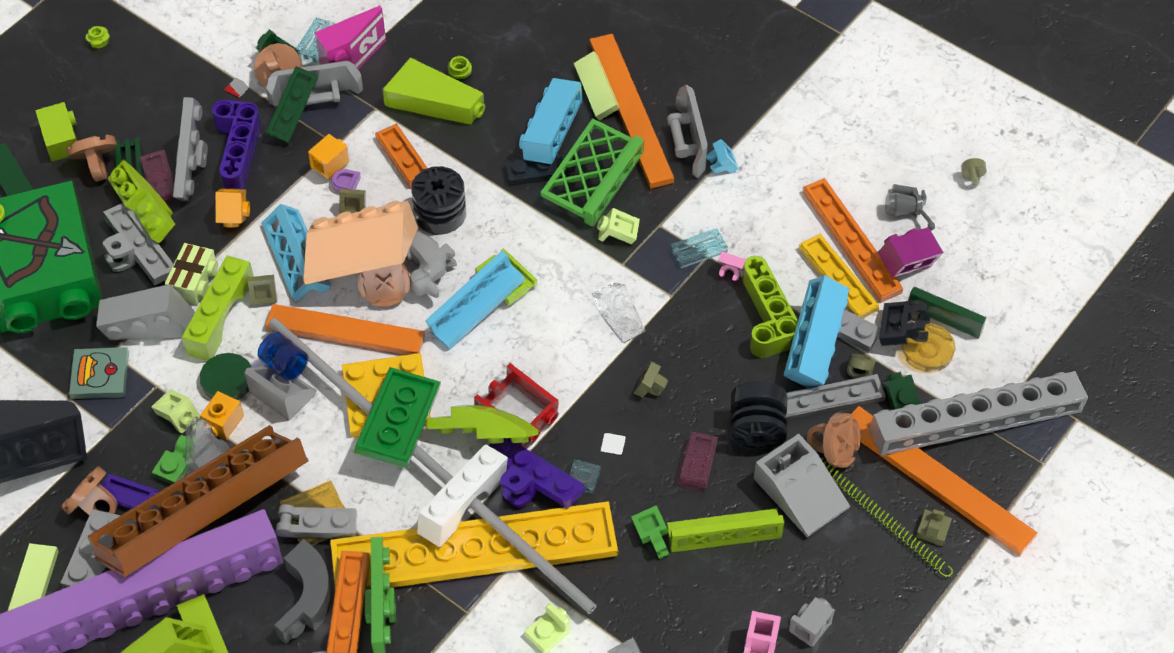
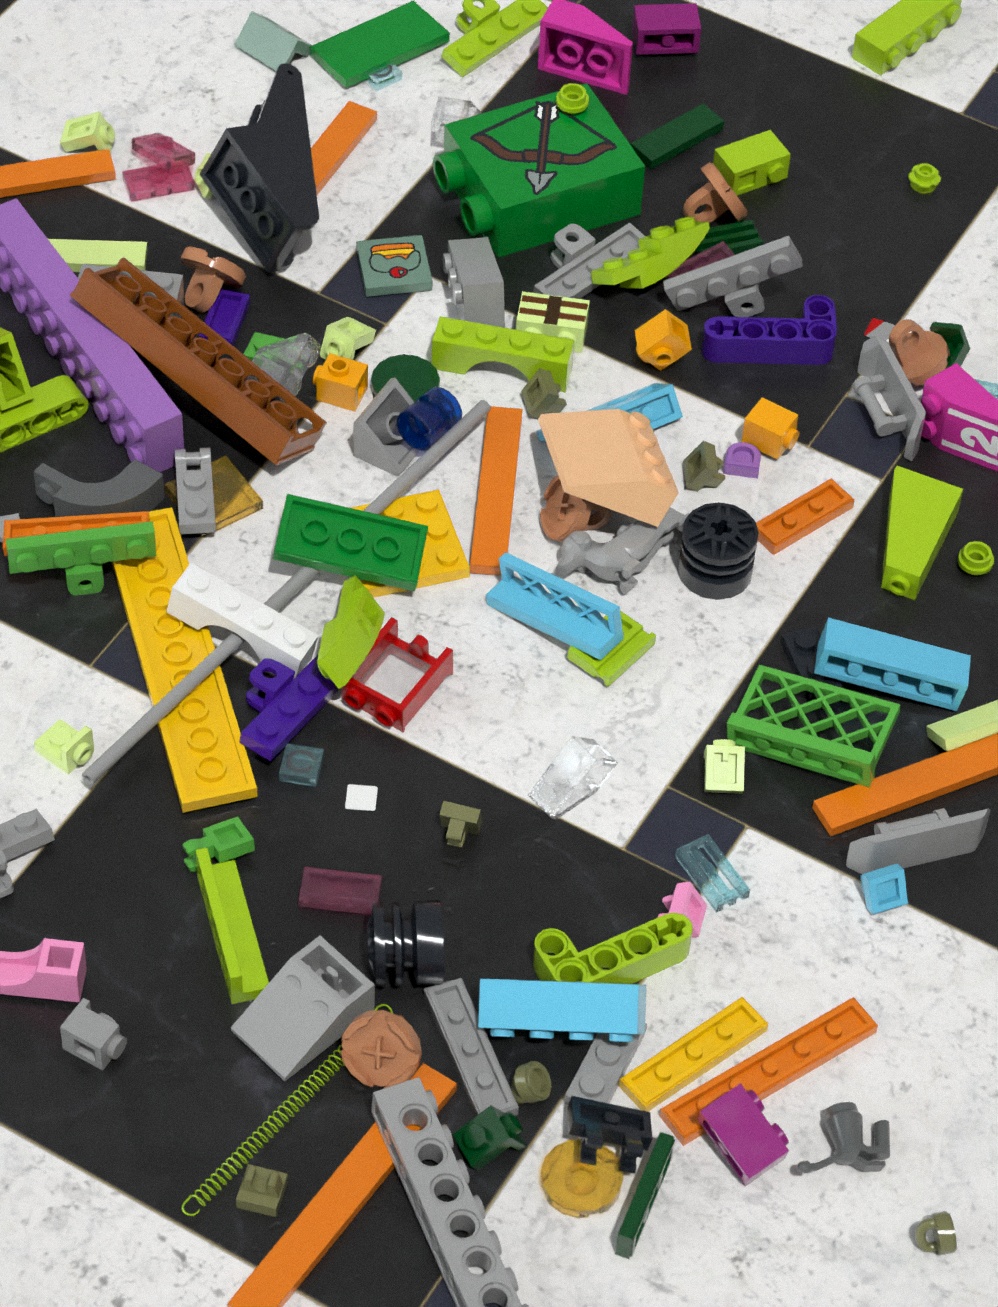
camera: 80 degrees right, 5 degrees down
(292, 104) = (845, 374): dark green tile -> none

